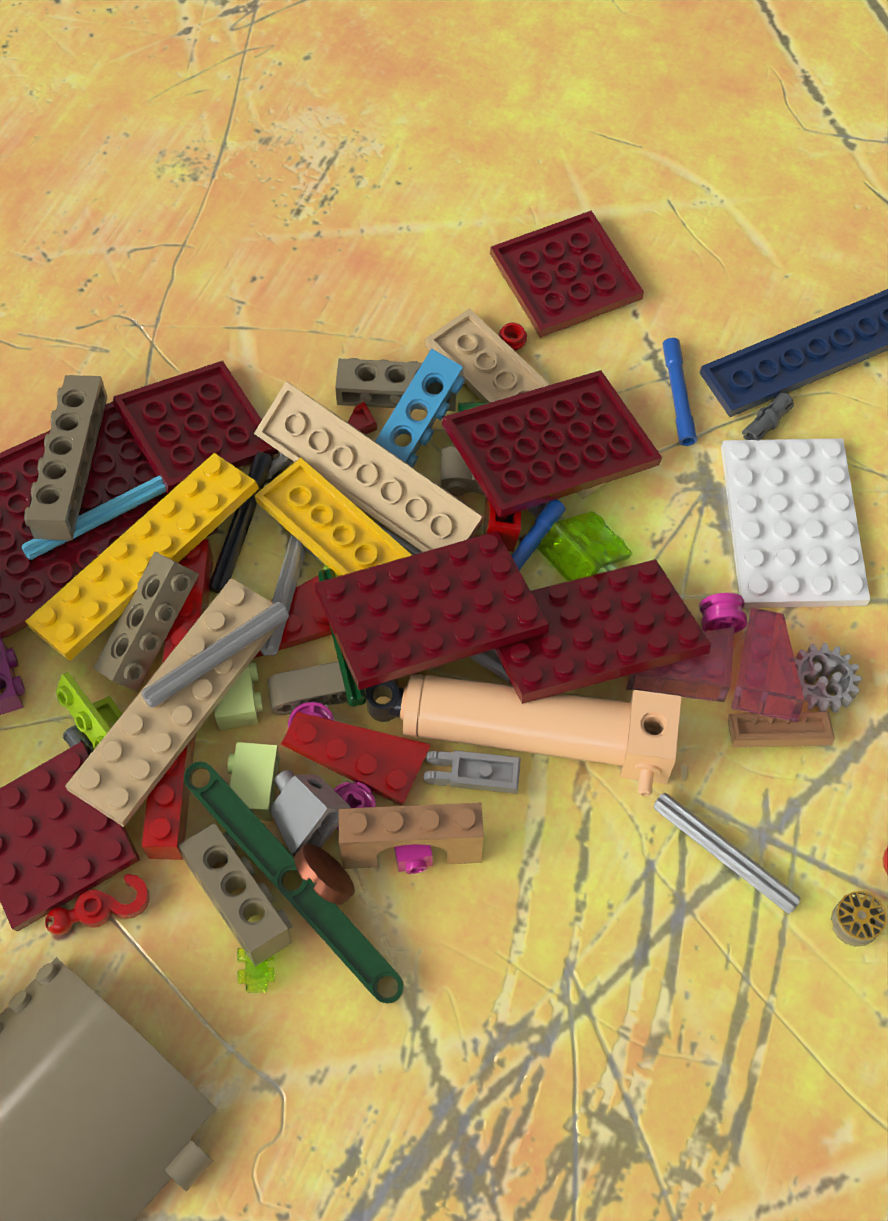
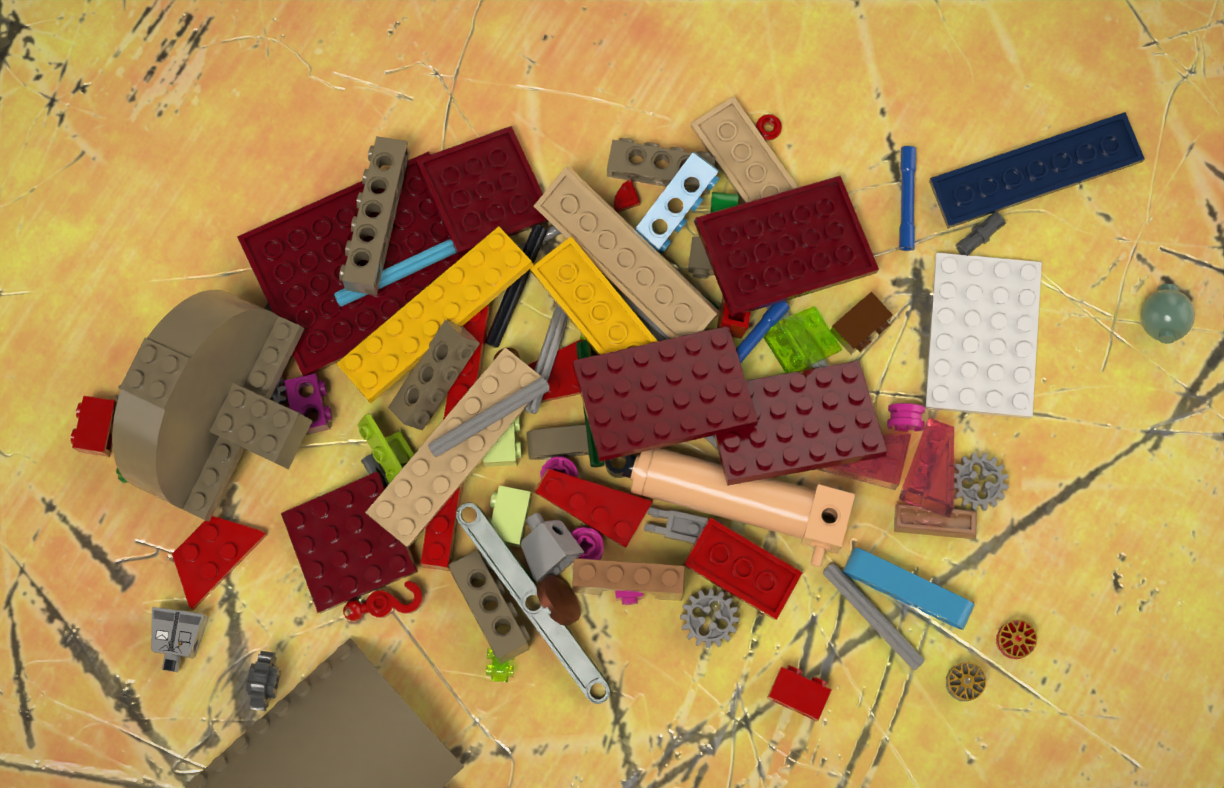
camera: 10 degrees right, 15 degrees up
(537, 869) = (703, 603): none -> light grey gear
(554, 810) = (742, 568): none -> red plate
(566, 273) = (826, 65): dark red plate -> none
(650, 957) = (799, 693): none -> red brick
(651, 520) = (862, 323): none -> reddish brown brick
(764, 812) = (908, 588): none -> dark azure beam

